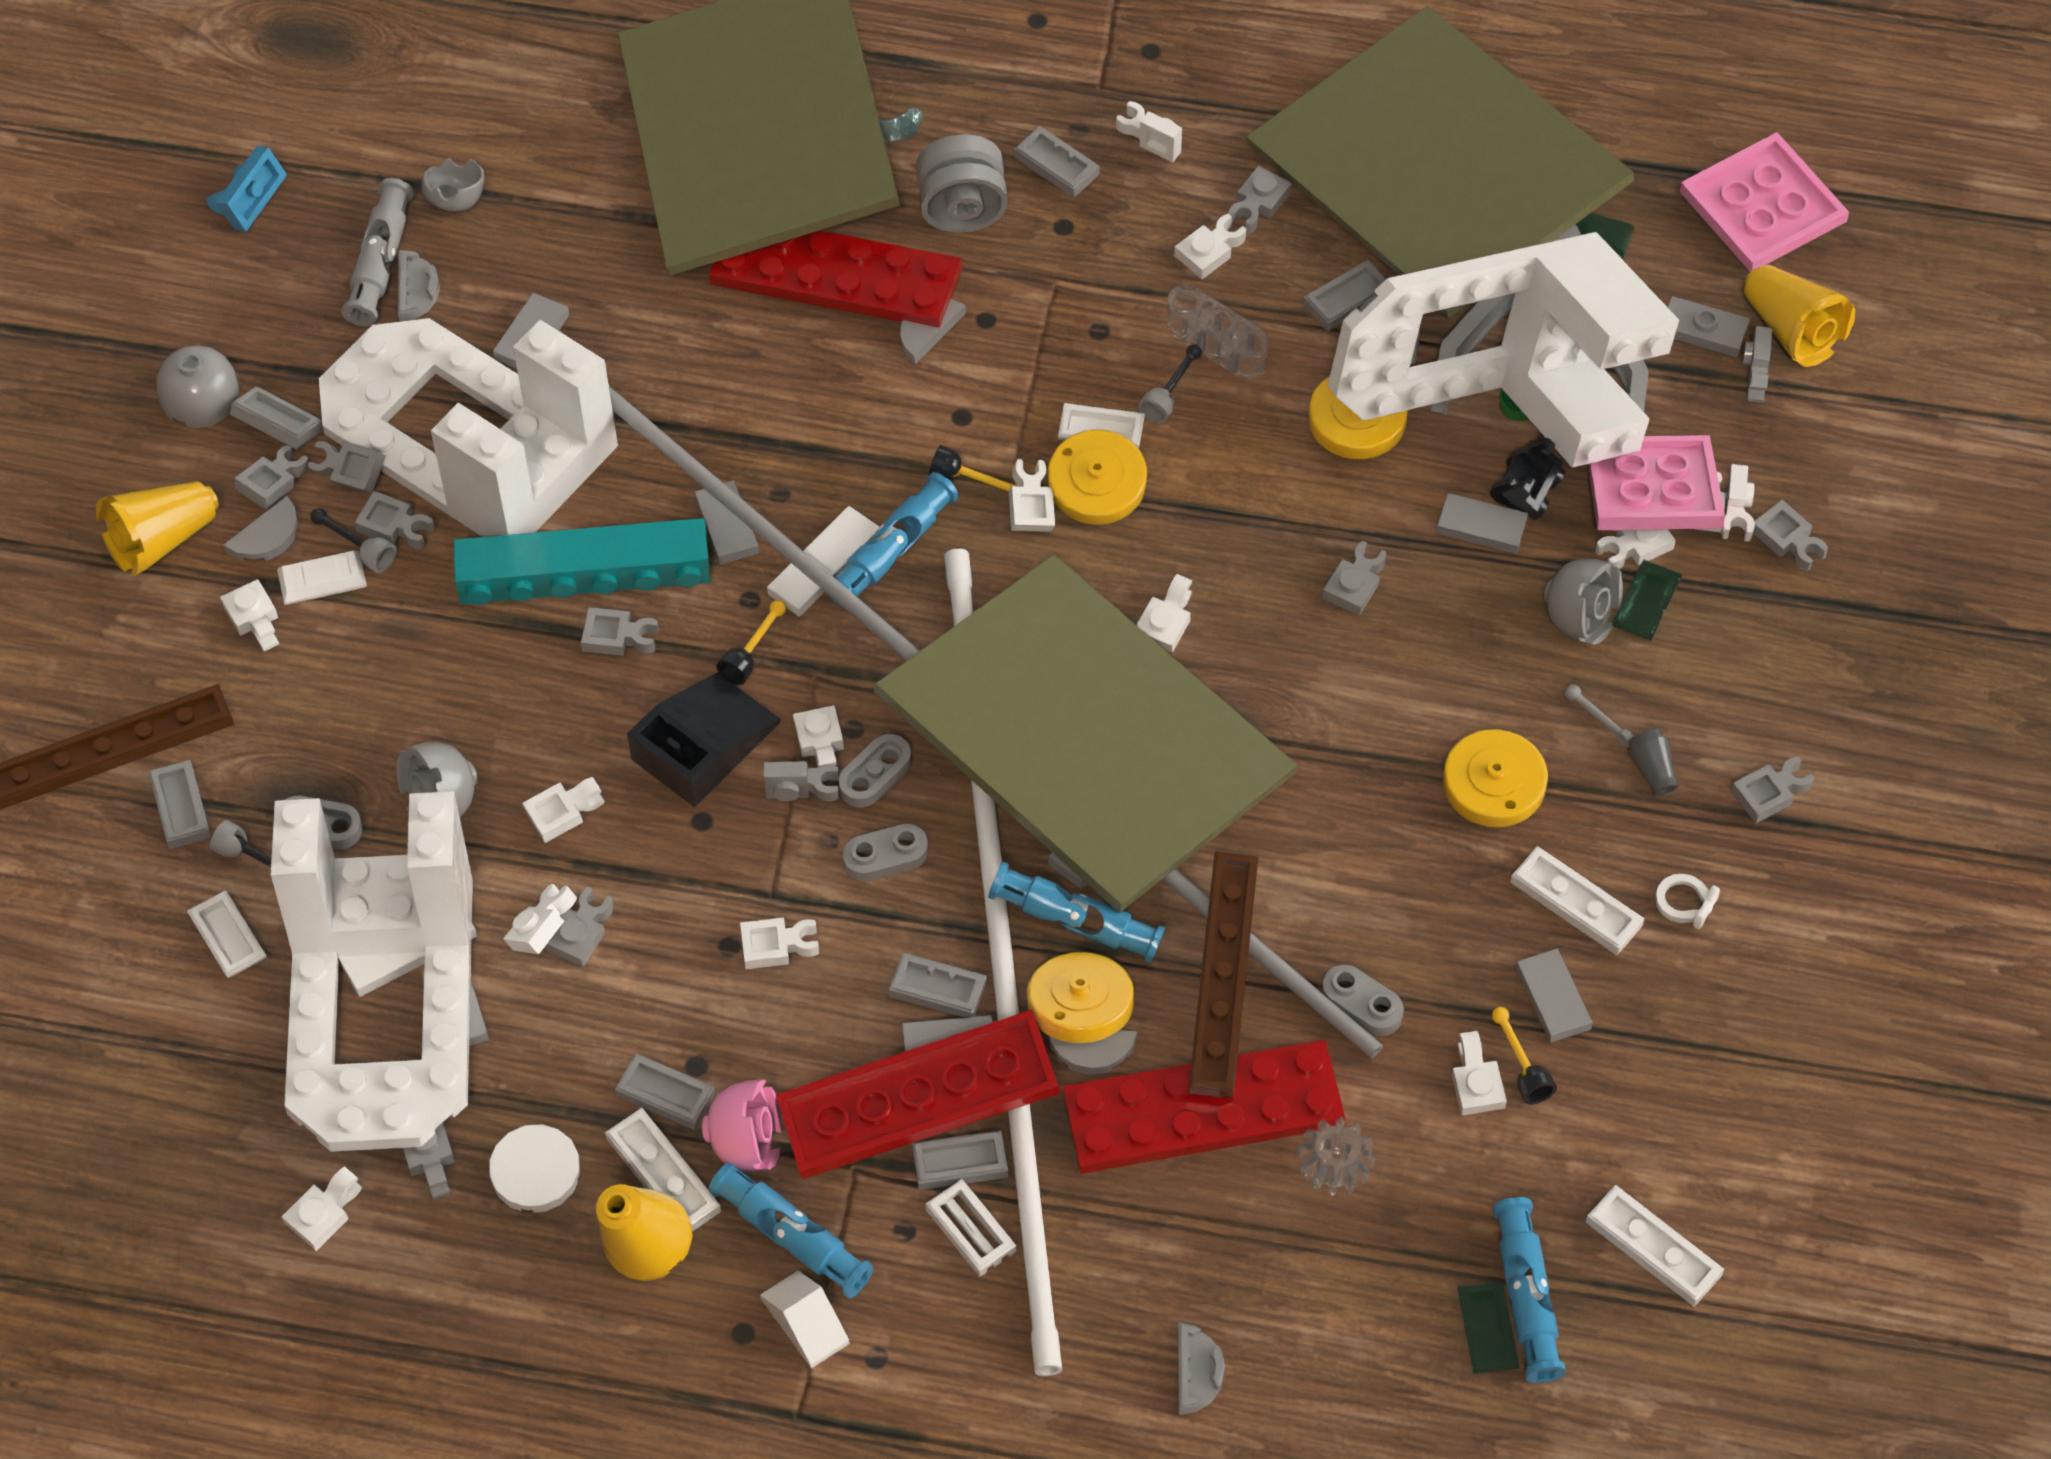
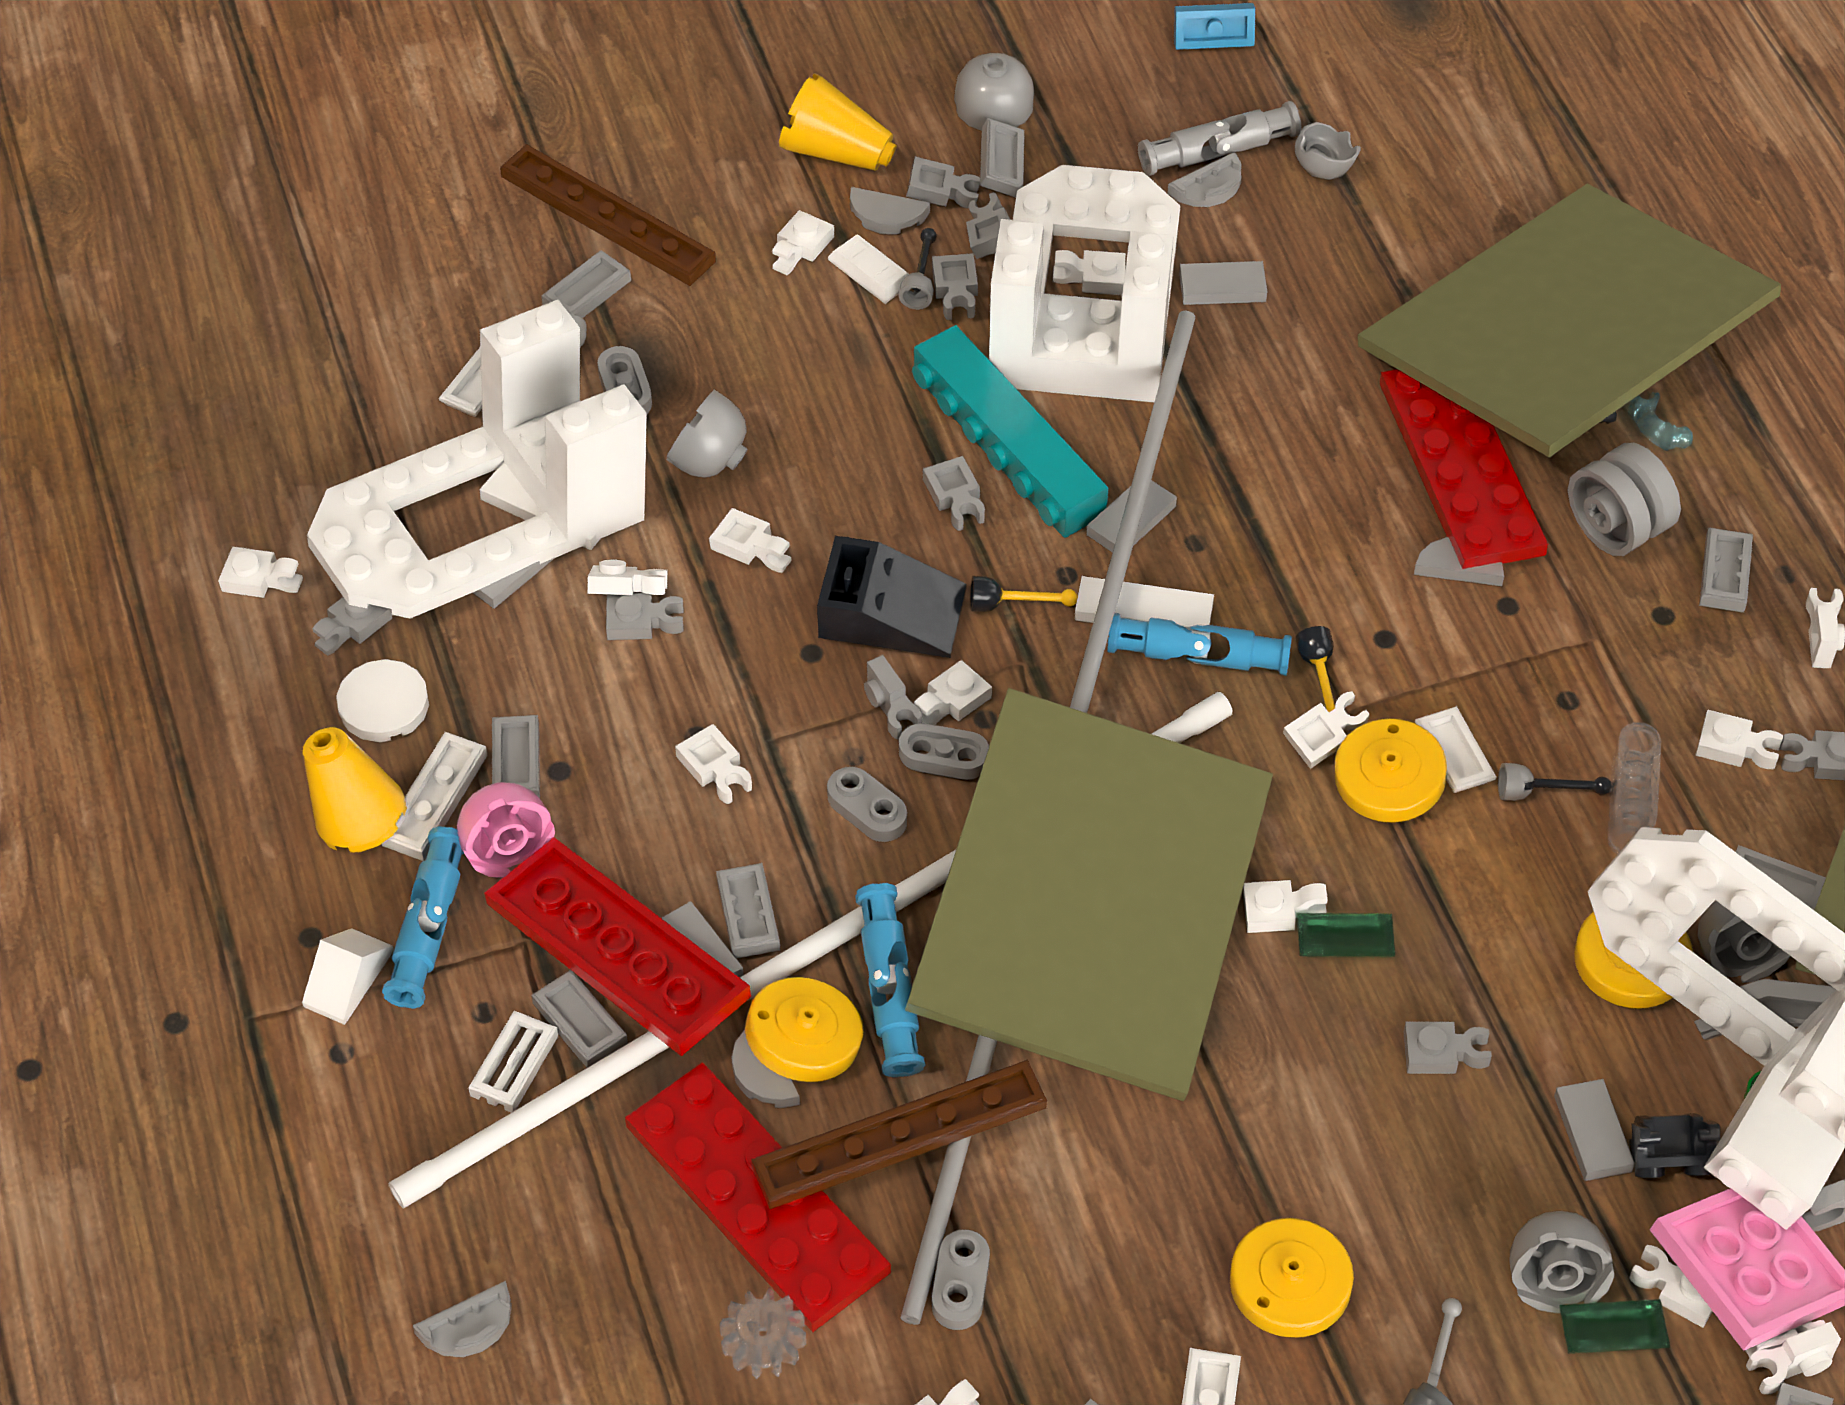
camera: 60 degrees right, 5 degrees down
(443, 405) = (1097, 271): none -> white plate
(1221, 587) = (1346, 935): none -> clear green tile

